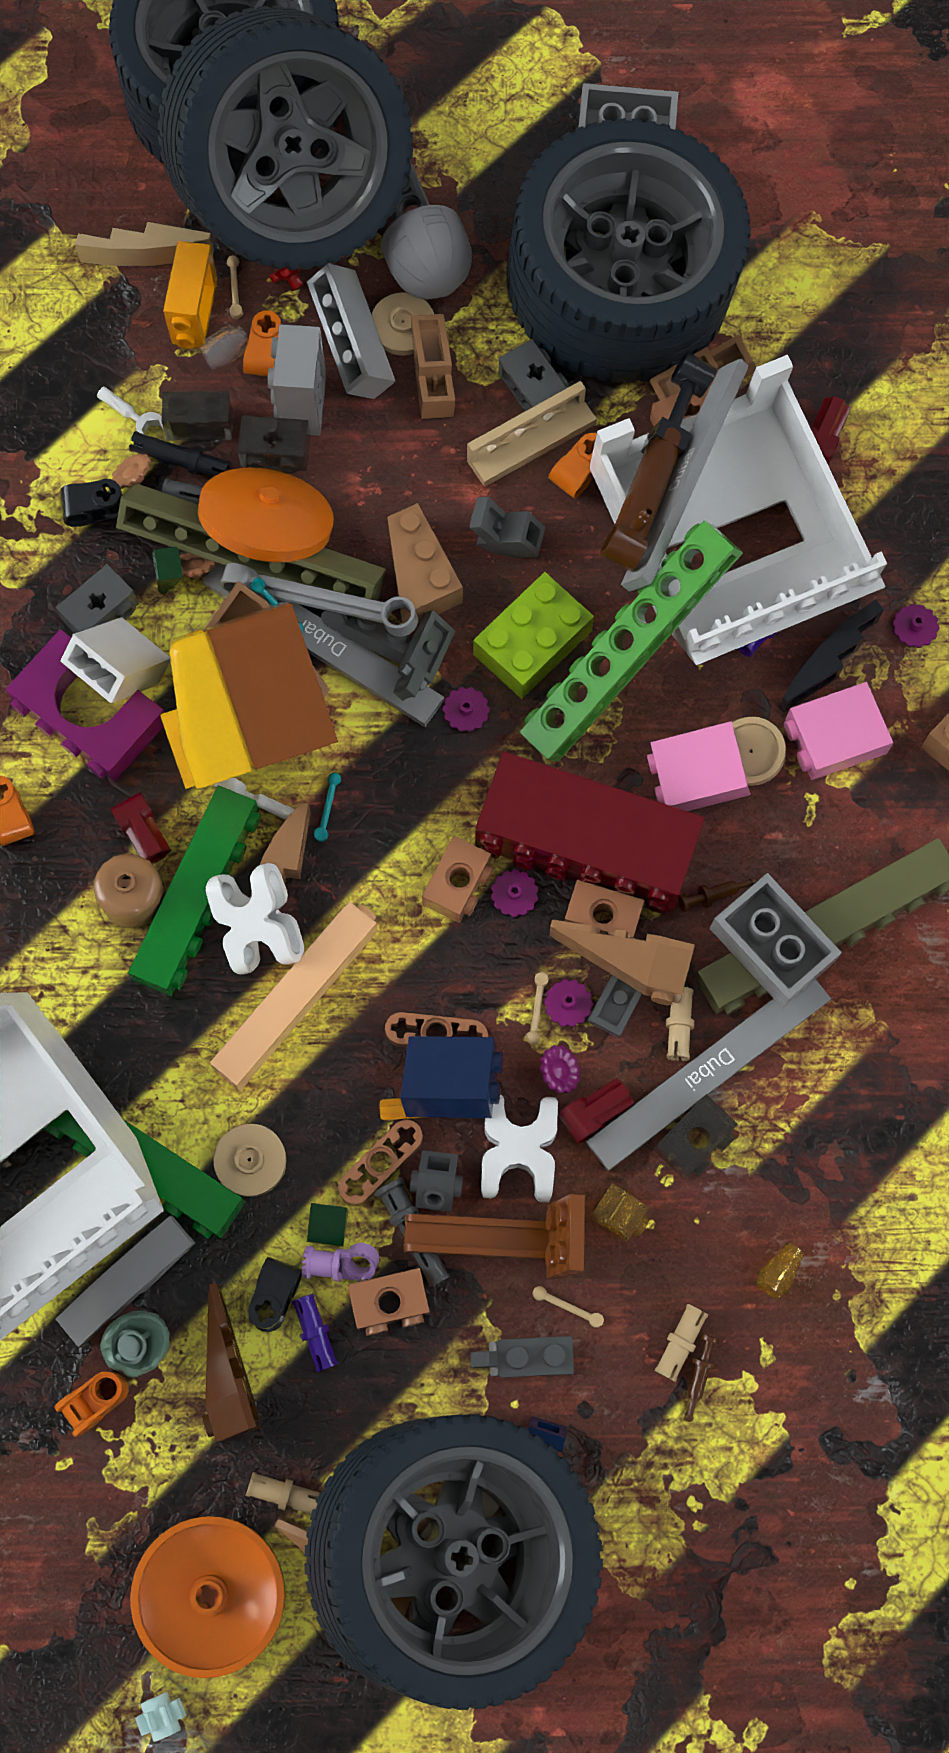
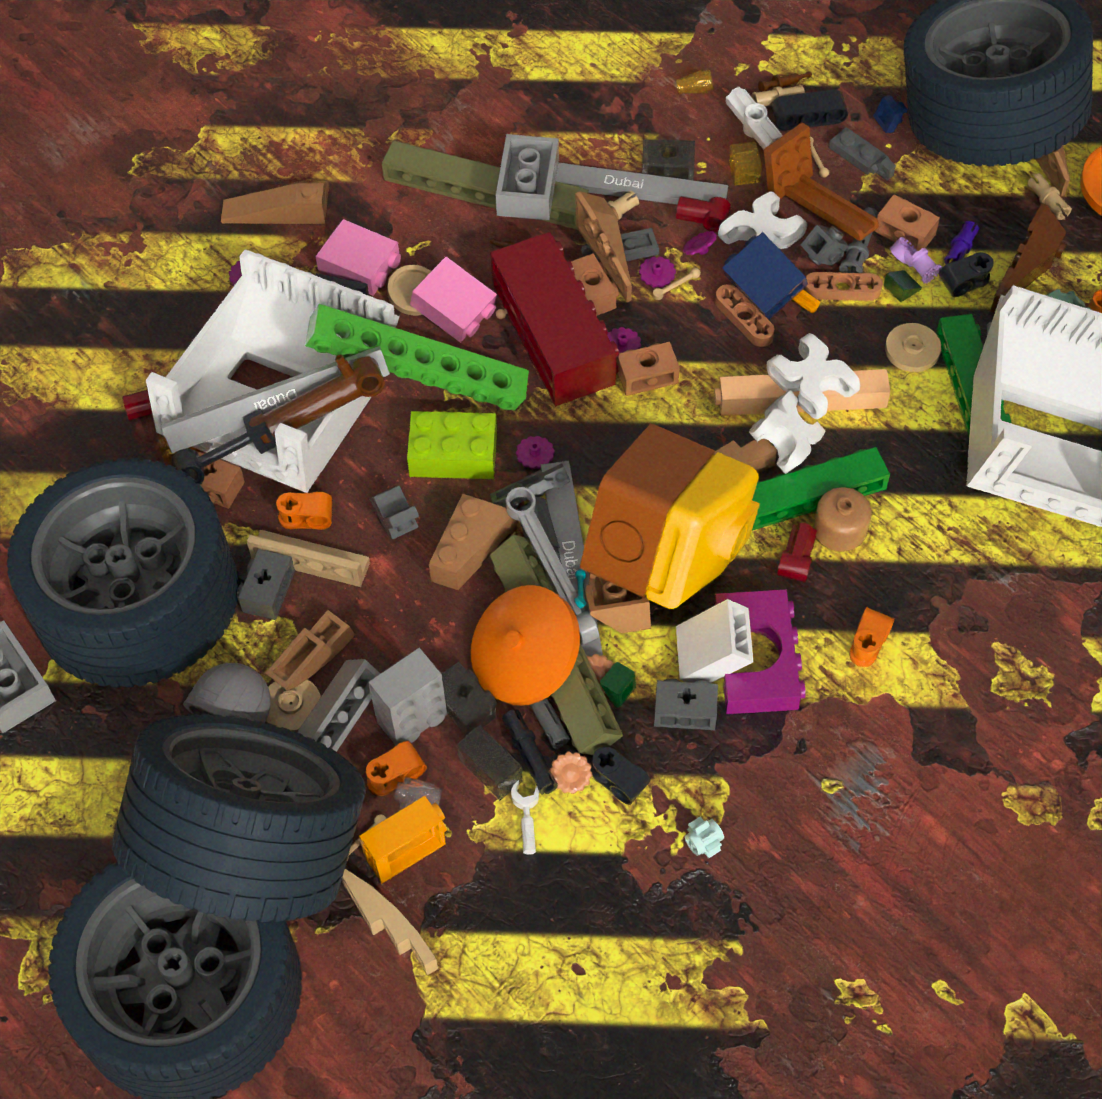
camera: 130 degrees left, 15 degrees down
(286, 995) = (813, 376): none -> white piece
(631, 1356) = (810, 108): none -> black beam
(692, 1287) = (753, 117): none -> white piece

